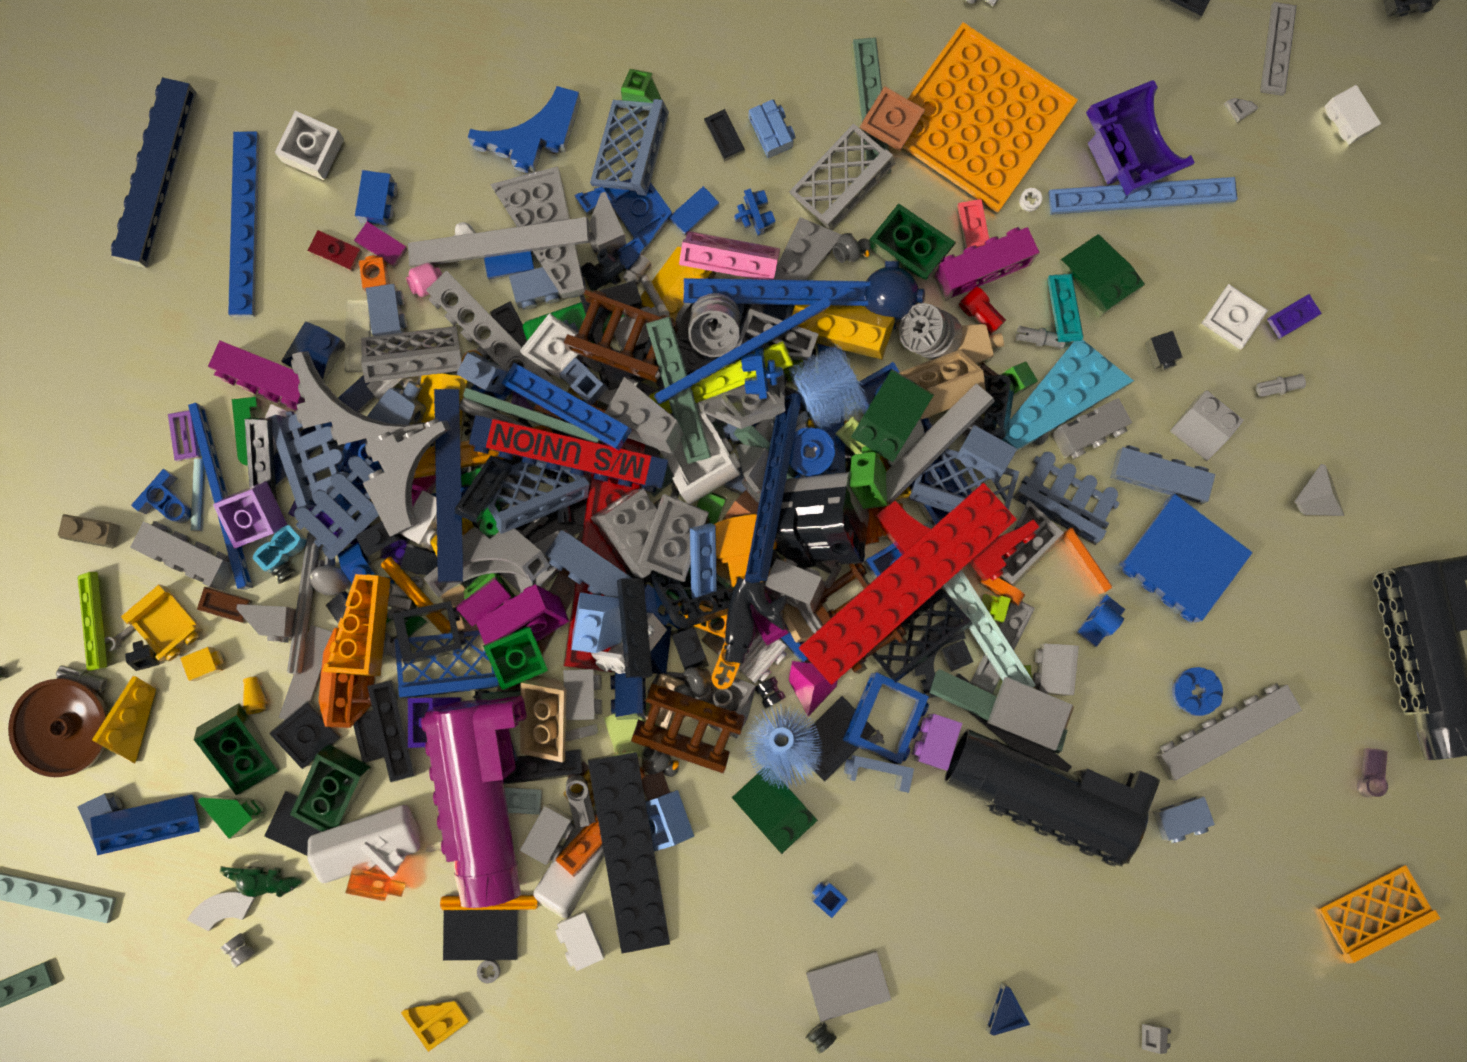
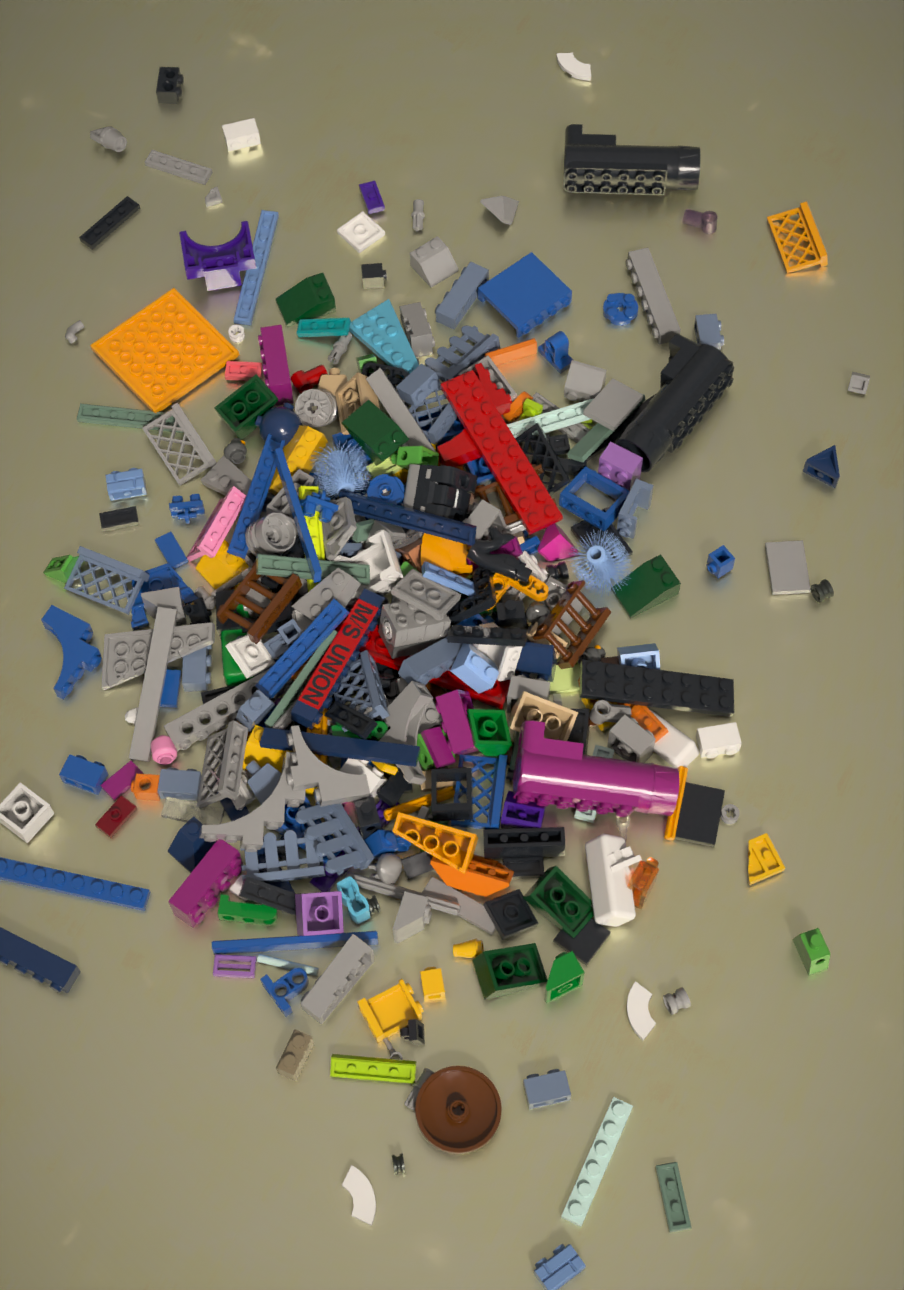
camera: 70 degrees left, 20 degrees down
(127, 720) = (470, 1056): yellow wing -> none
(144, 824) = (556, 1050): blue panel -> none
(222, 604) = (386, 960): reddish brown tile -> none
(255, 882) = (623, 974): dark green animal -> none
(892, 118) = (148, 401): nougat plate -> none

